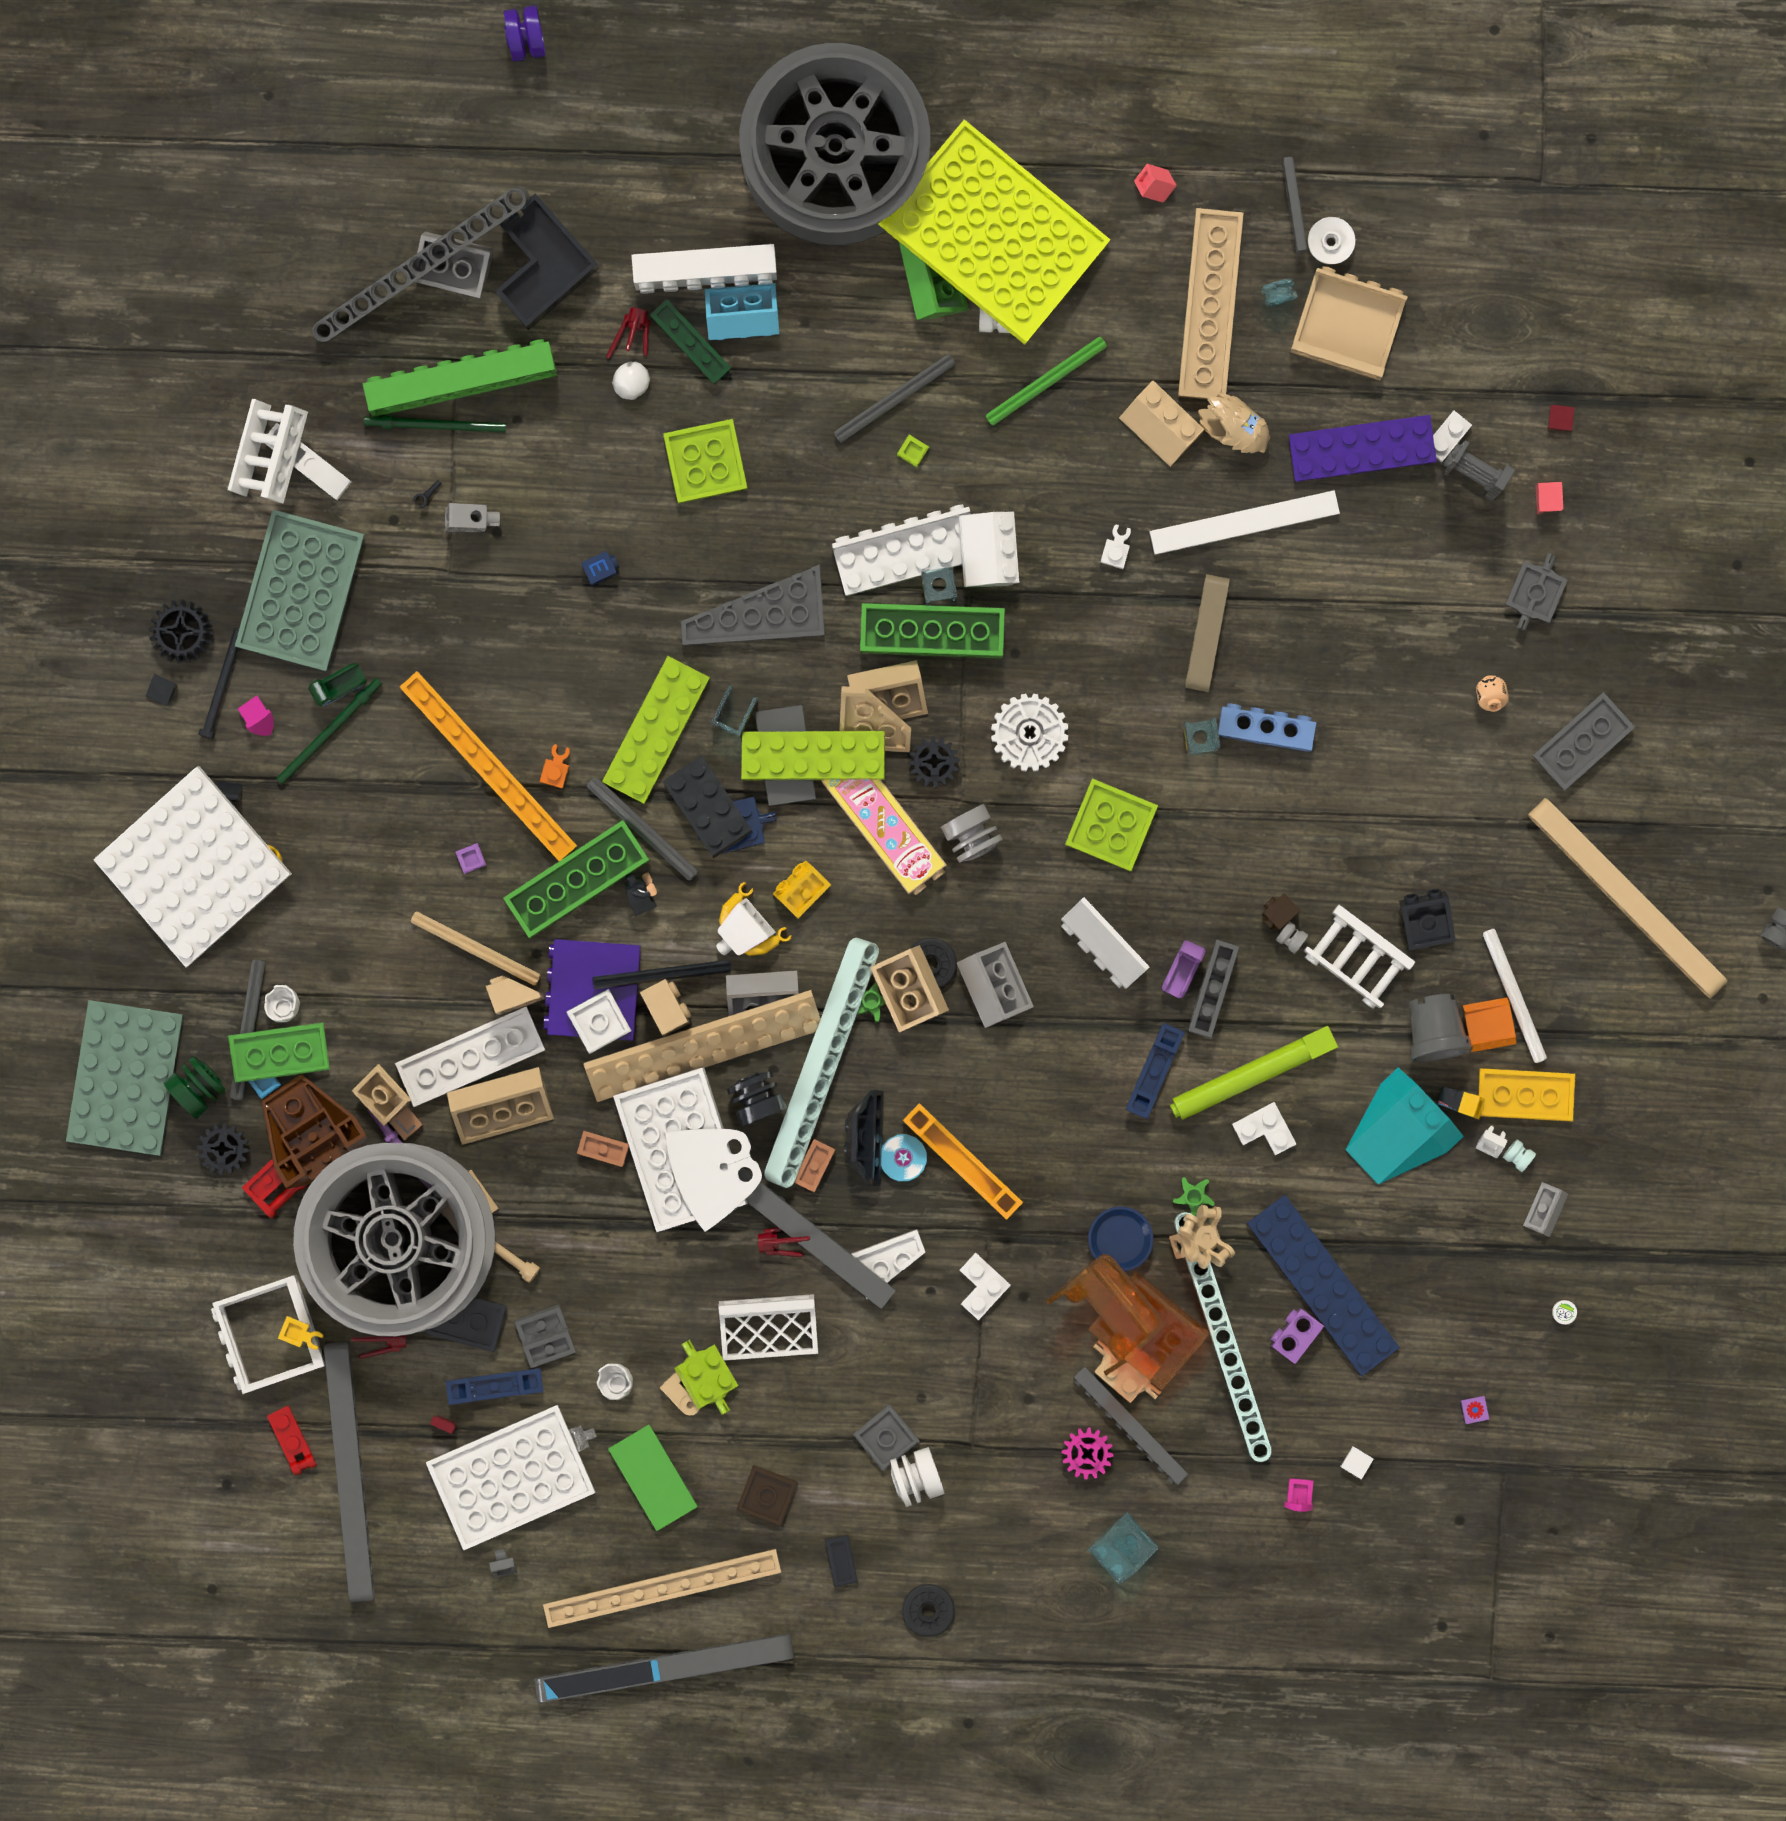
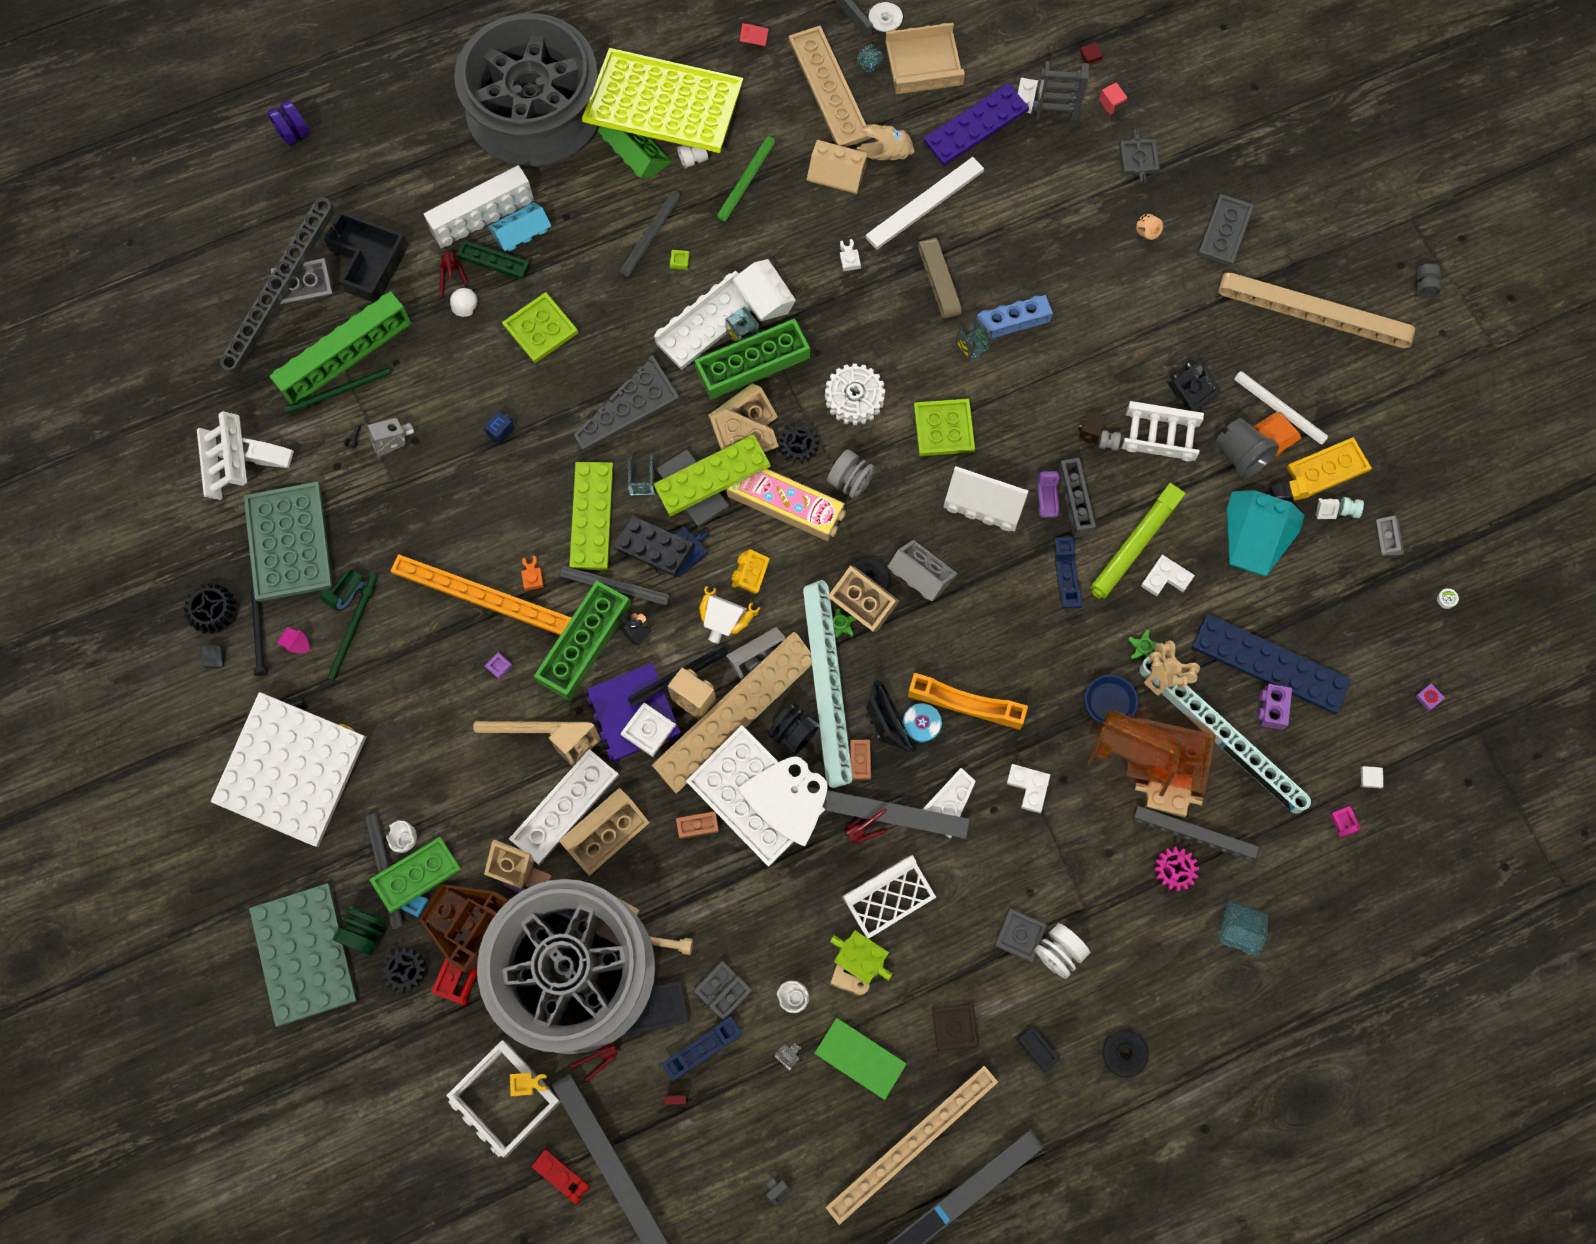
camera: 25 degrees left, 15 degrees down
(510, 1477) = (749, 1116): white plate -> none

